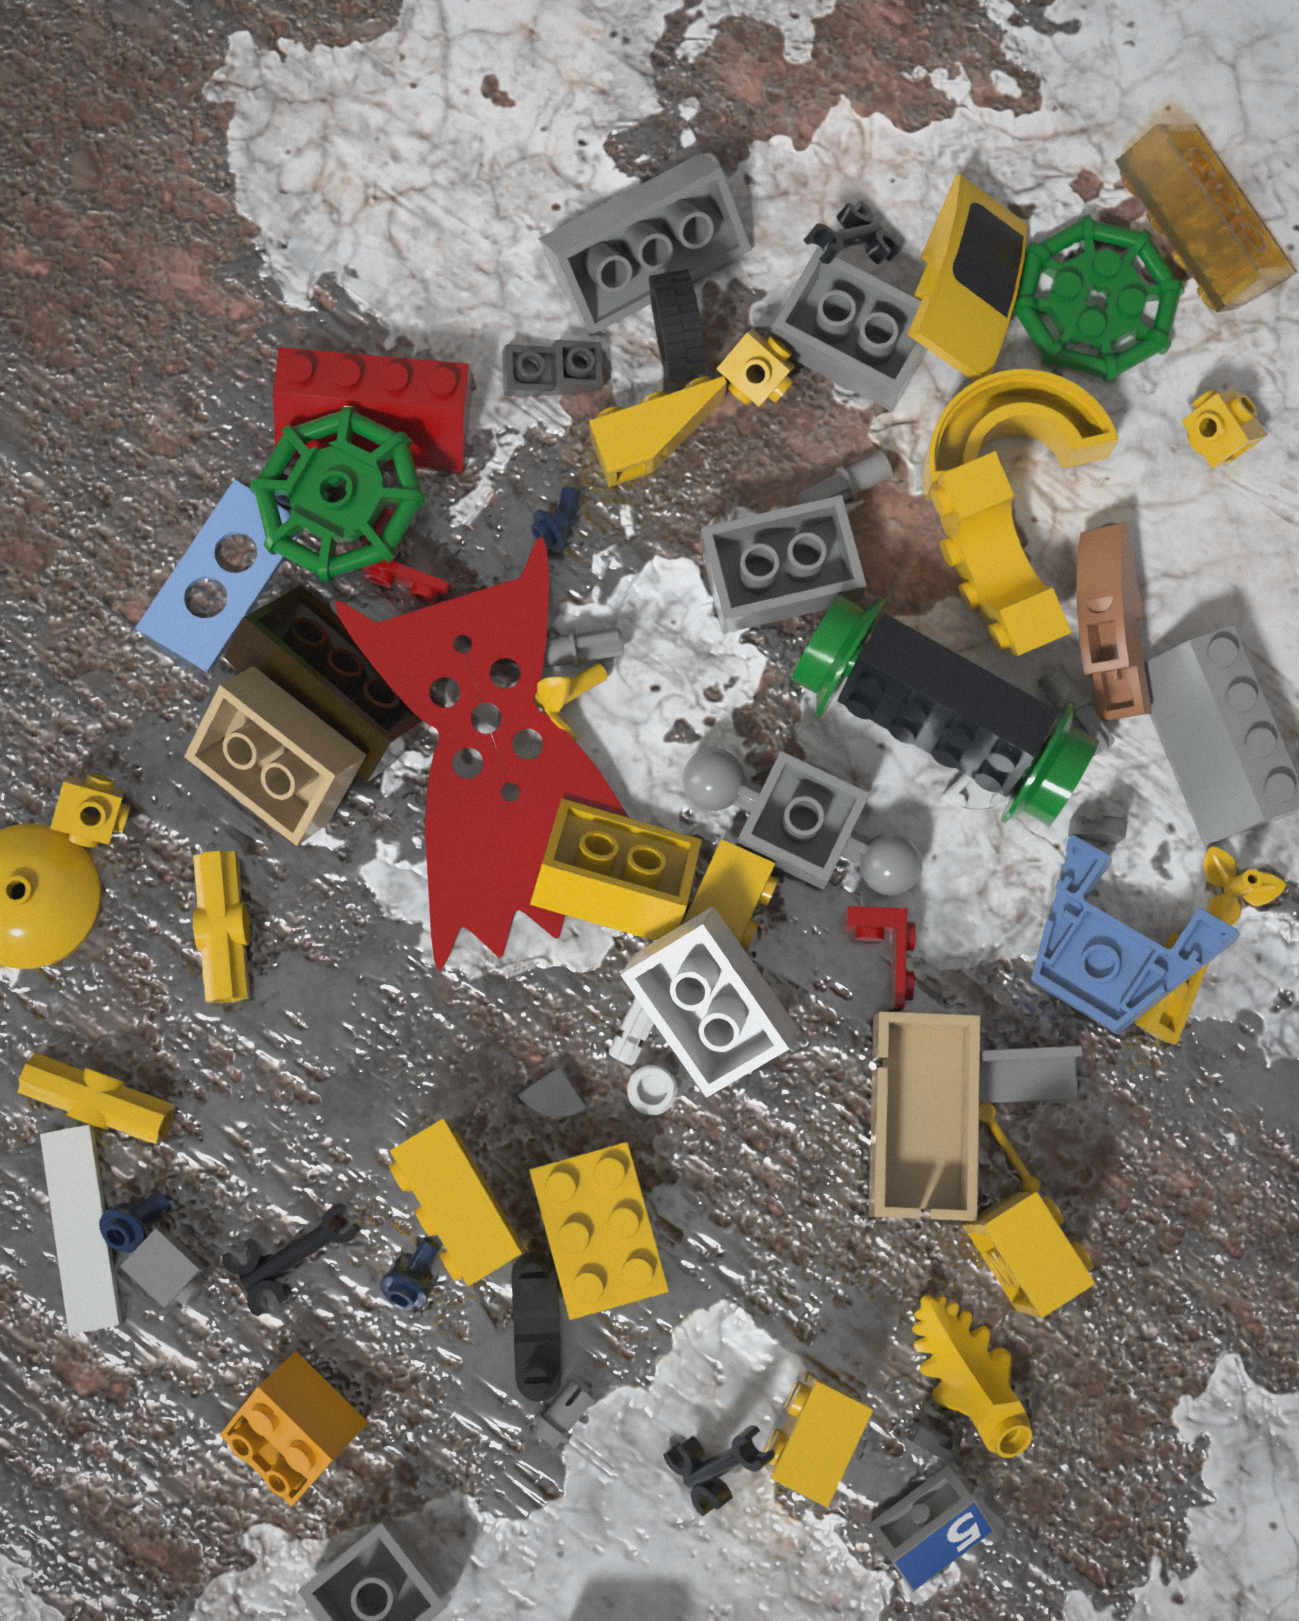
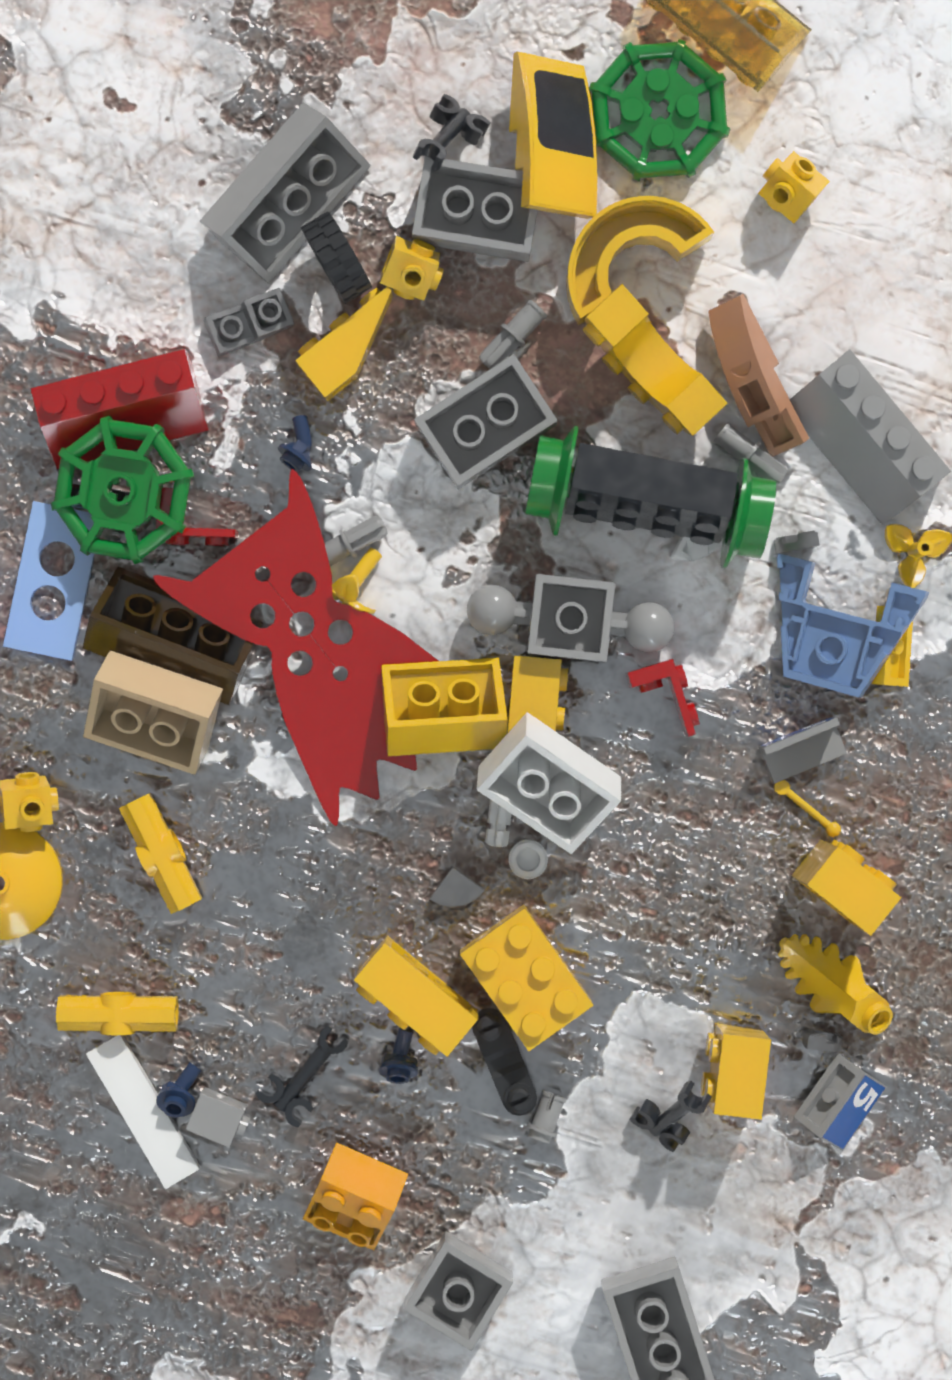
camera: 20 degrees left, 10 degrees up
(925, 1116) = (738, 810): tan piece -> none

